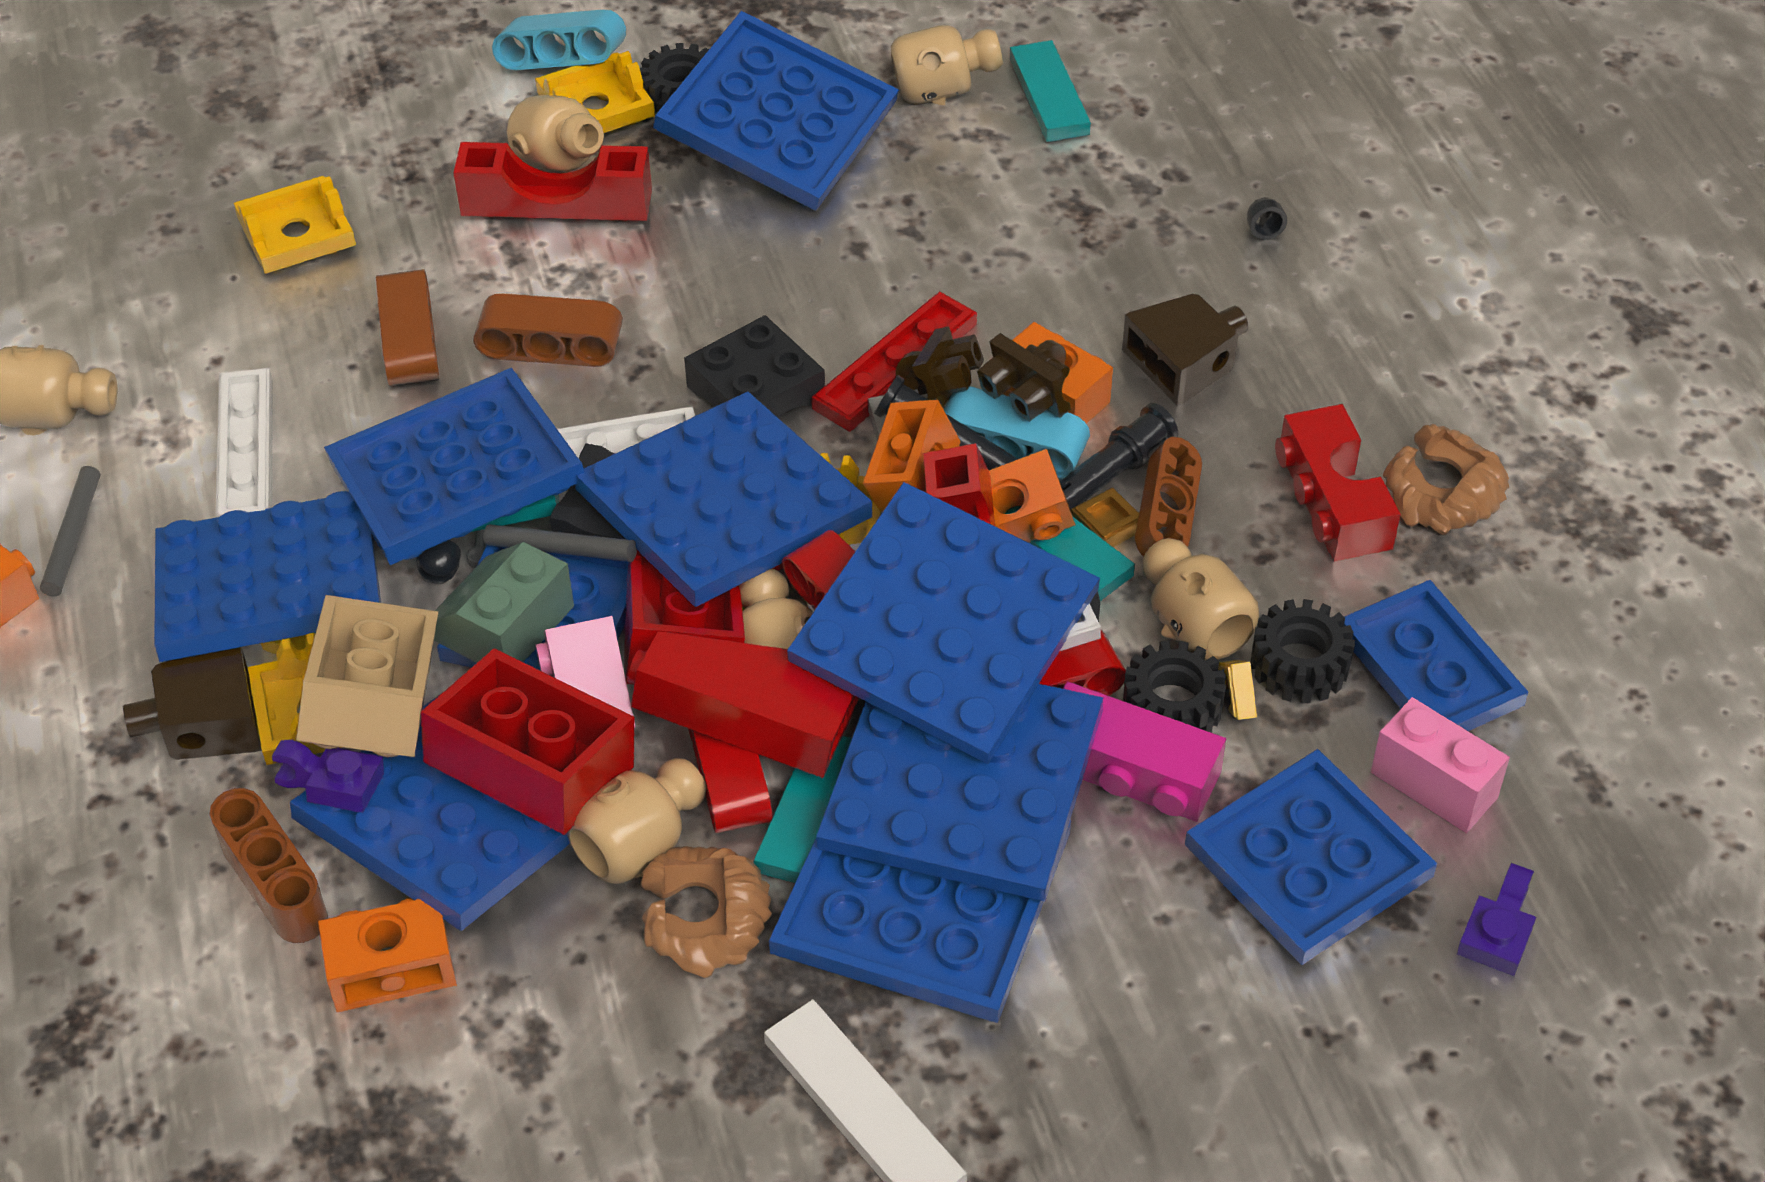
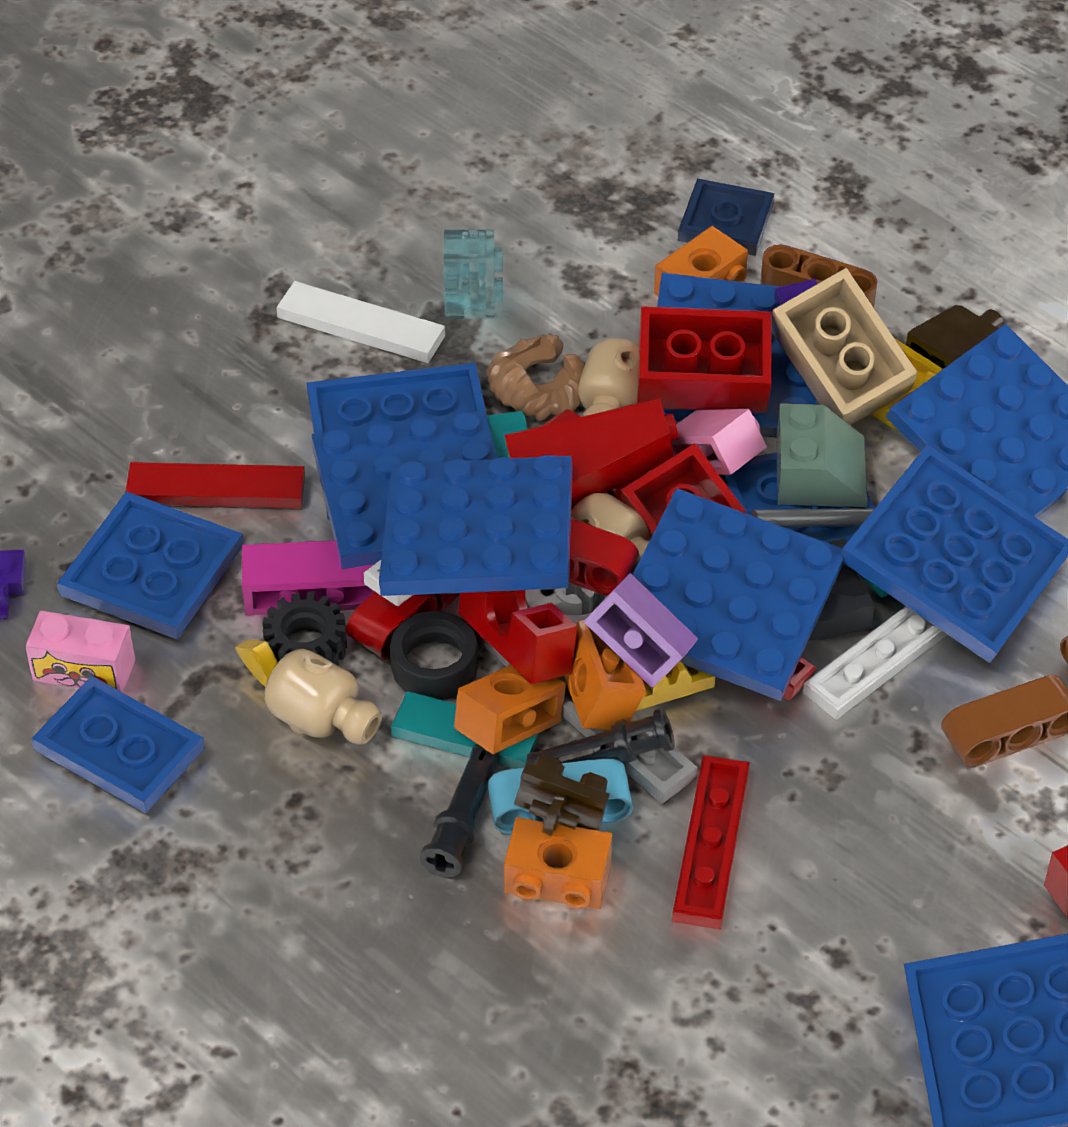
camera: 150 degrees right, 0 degrees up
(268, 1051) = (730, 209): none -> dark blue tile
(692, 1050) = (470, 274): none -> clear light blue brick
(757, 361) = (808, 755): black brick -> none
(858, 438) = (641, 630): none -> medium lavender brick
(941, 365) = (657, 810): dark brown hips -> none
(1108, 517) = (437, 767): pearl gold tile -> none
(1183, 344) = (464, 953): dark brown torso -> none
(1183, 488) = (407, 803): dark orange beam -> none
(1183, 940) = (218, 484): none -> red tile
(1298, 674) = (218, 689): black tyre -> none
(1346, 513) = (238, 840): red arch -> none
(1473, 498) = (134, 922): medium nougat piece -> none

